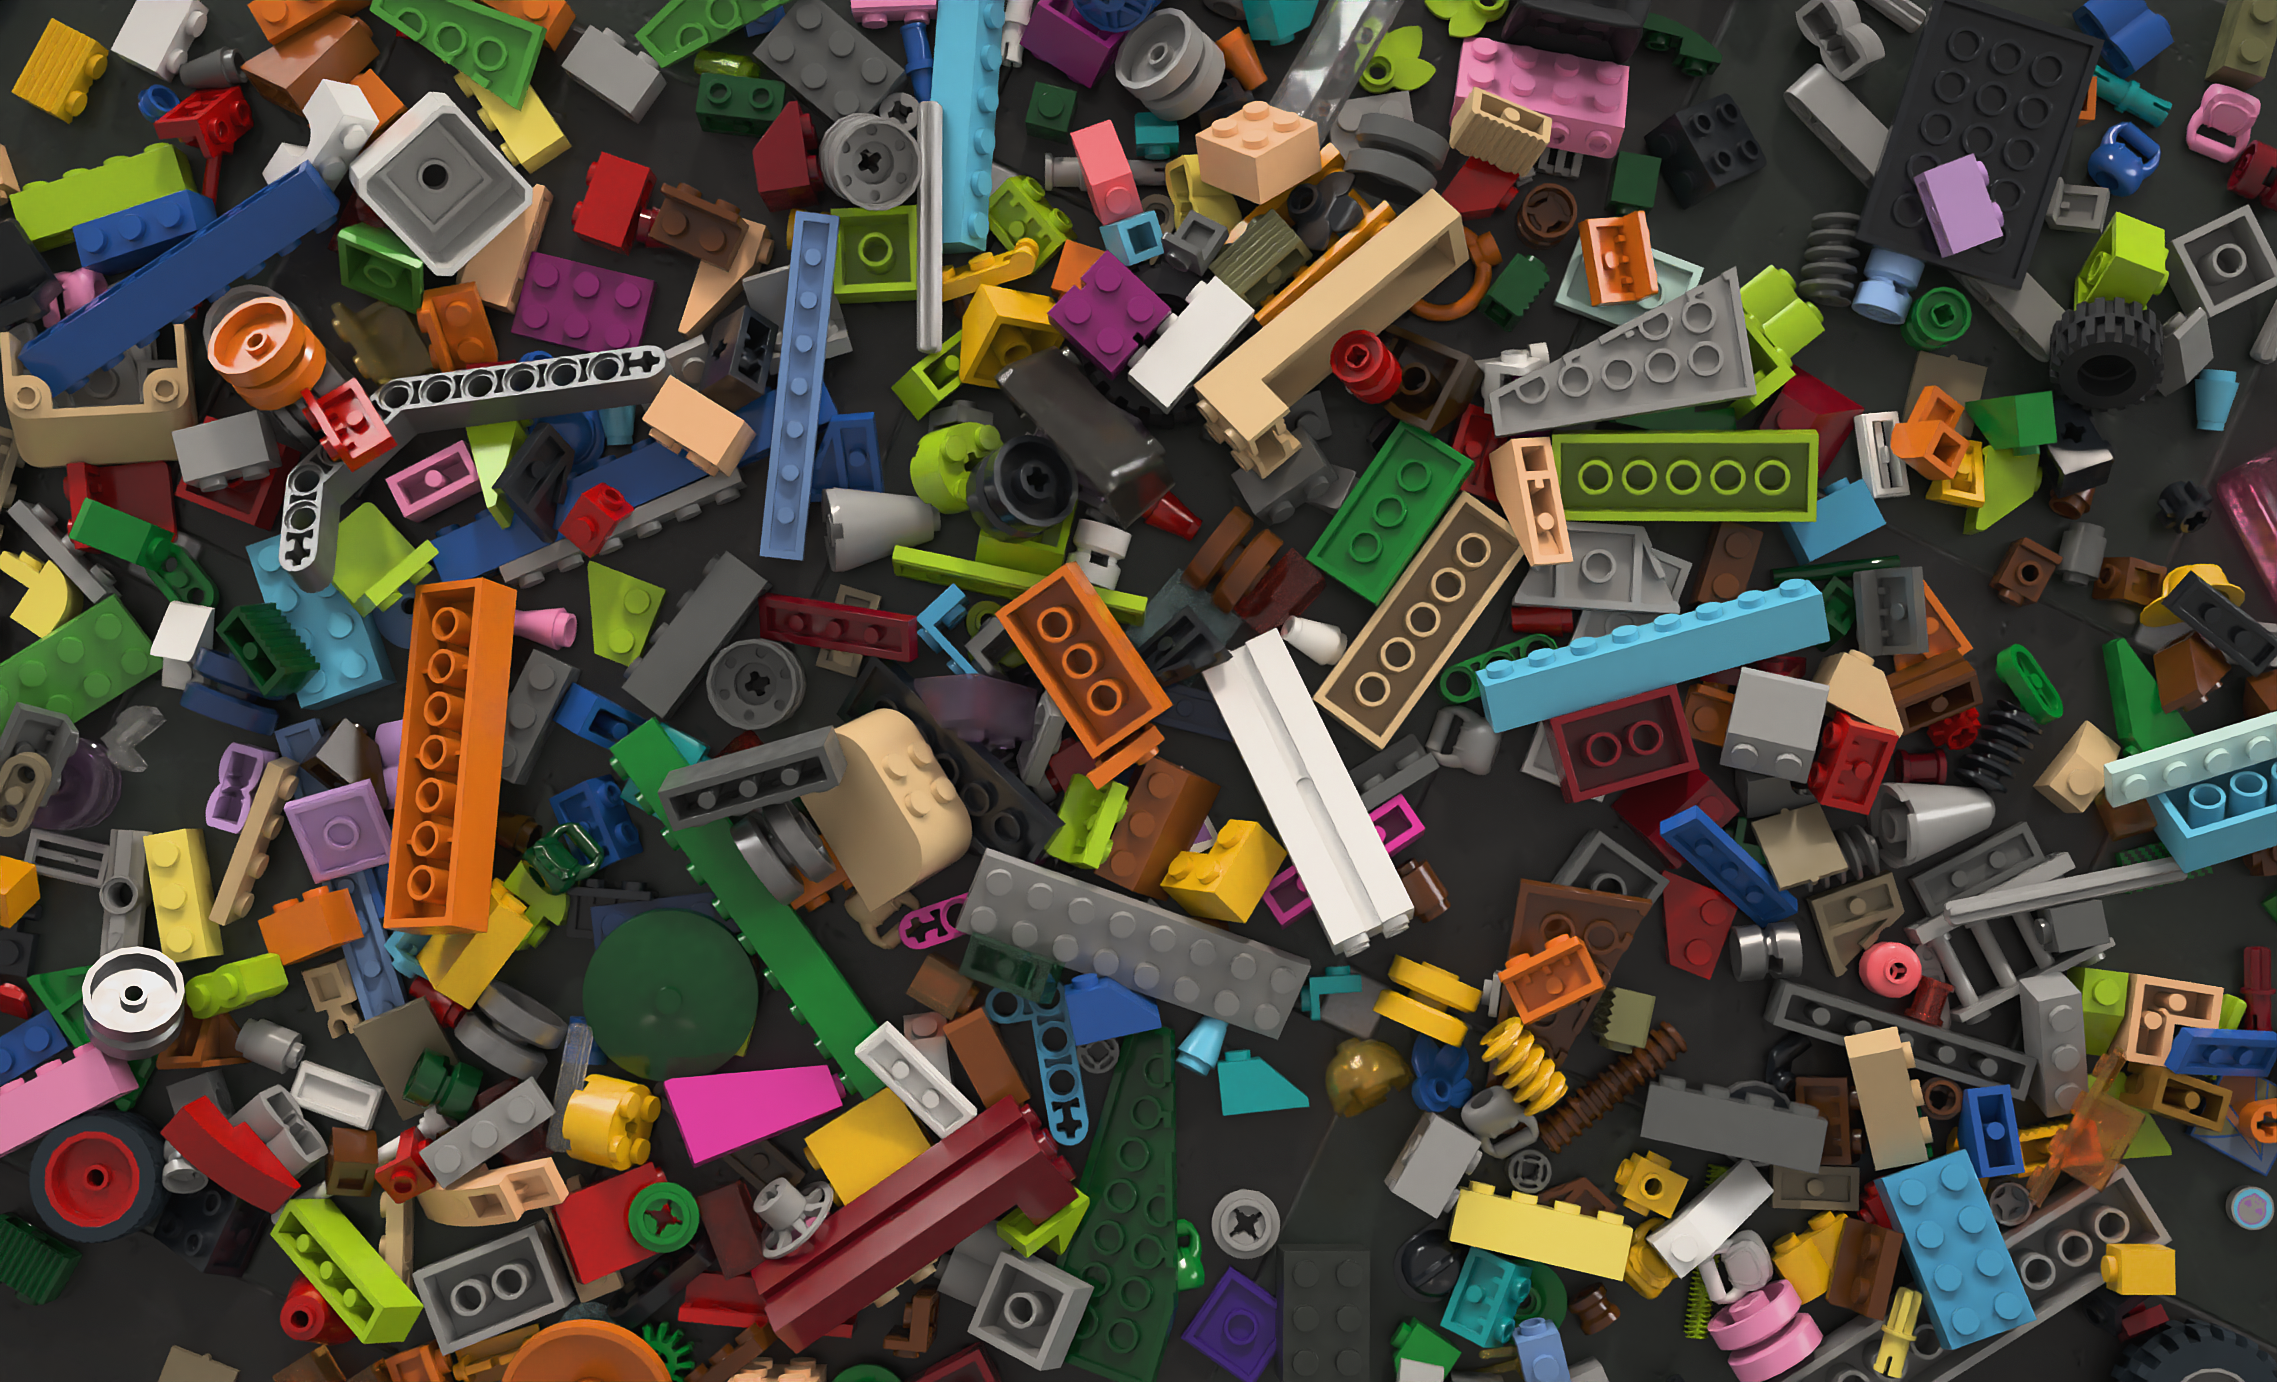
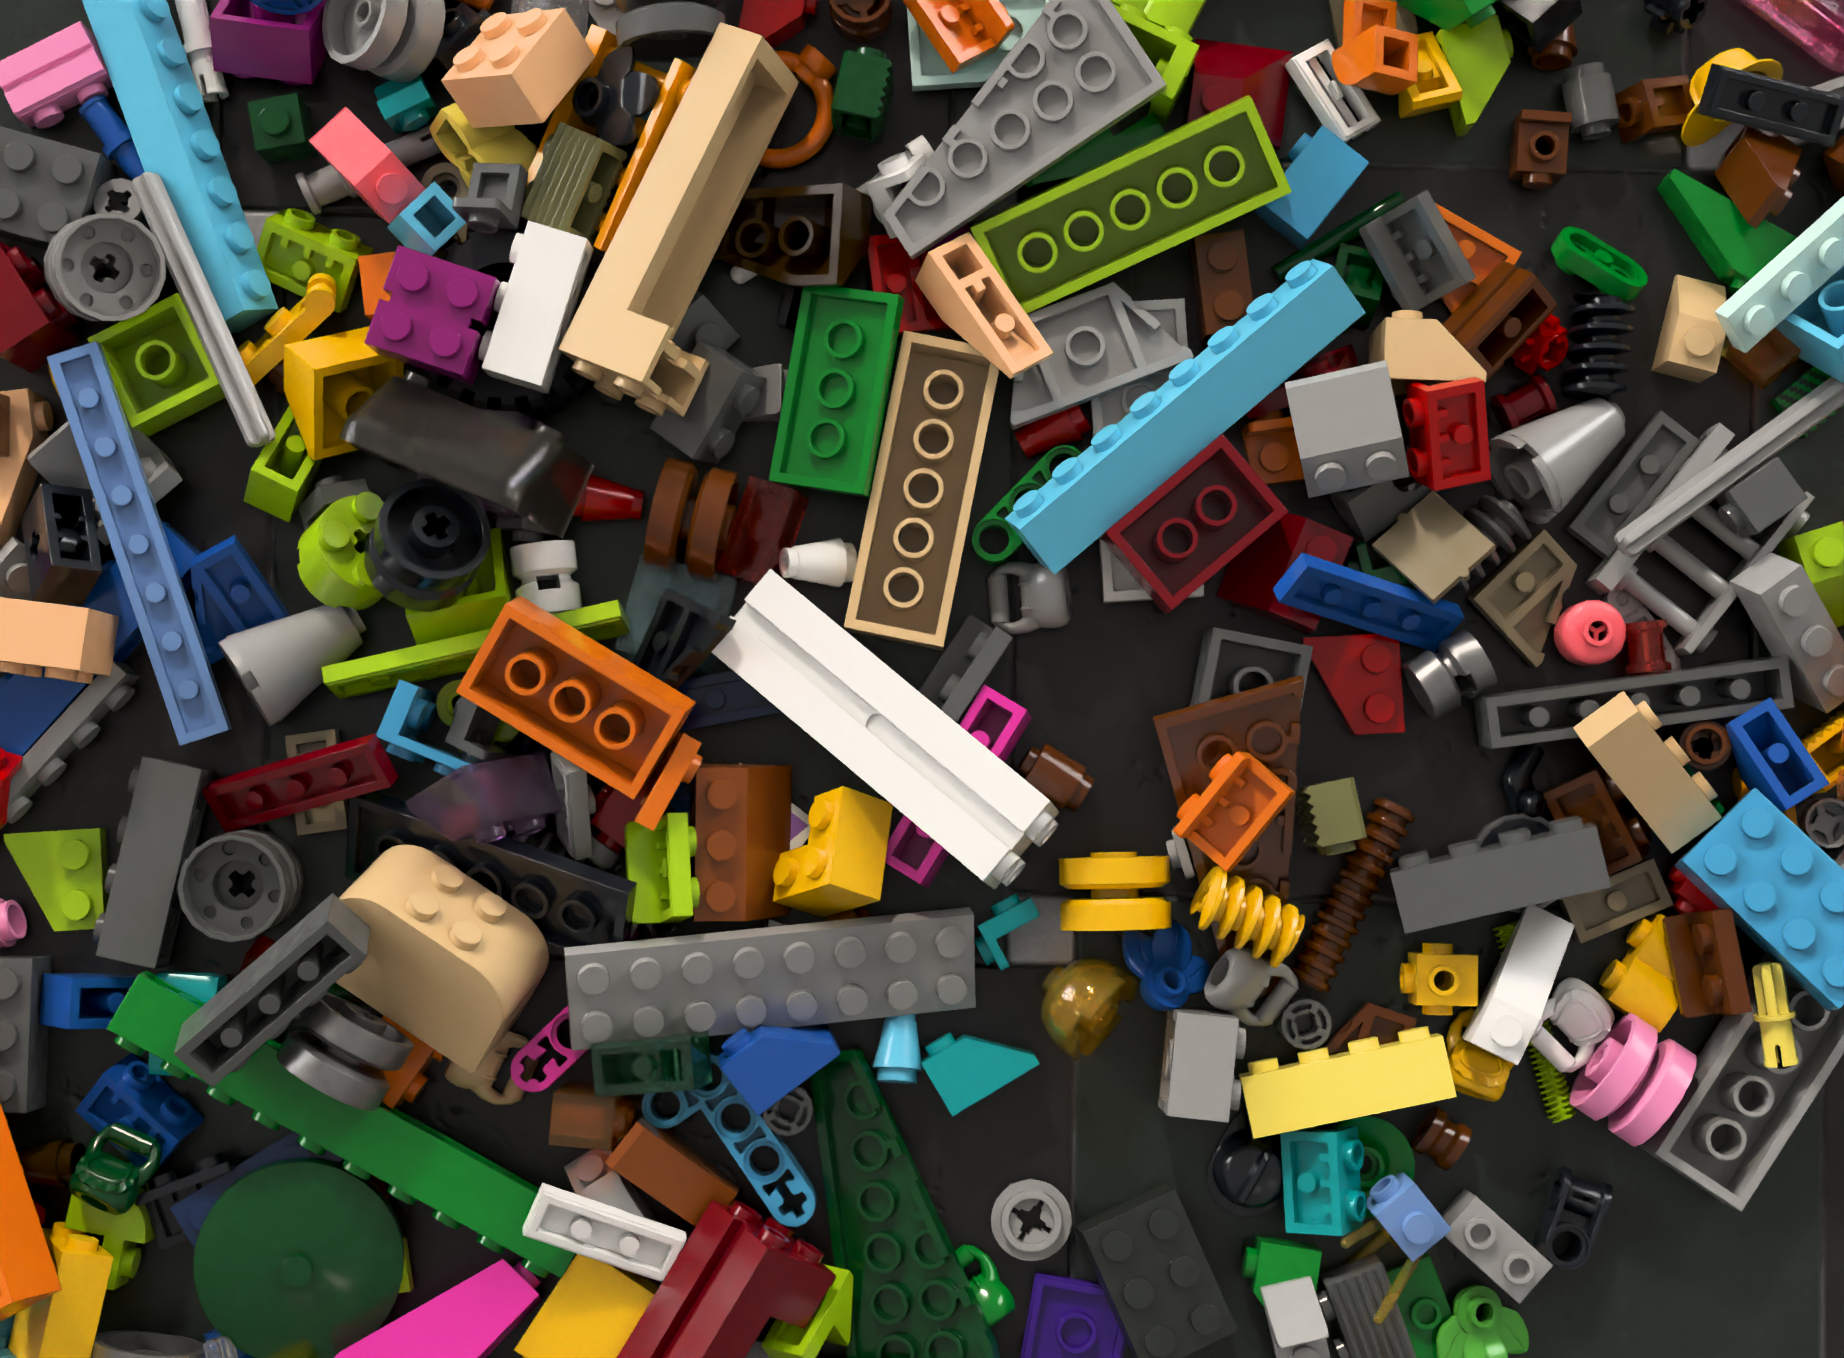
camera: 25 degrees left, 0 degrees up
(1366, 366) = (738, 245): red wheel -> none

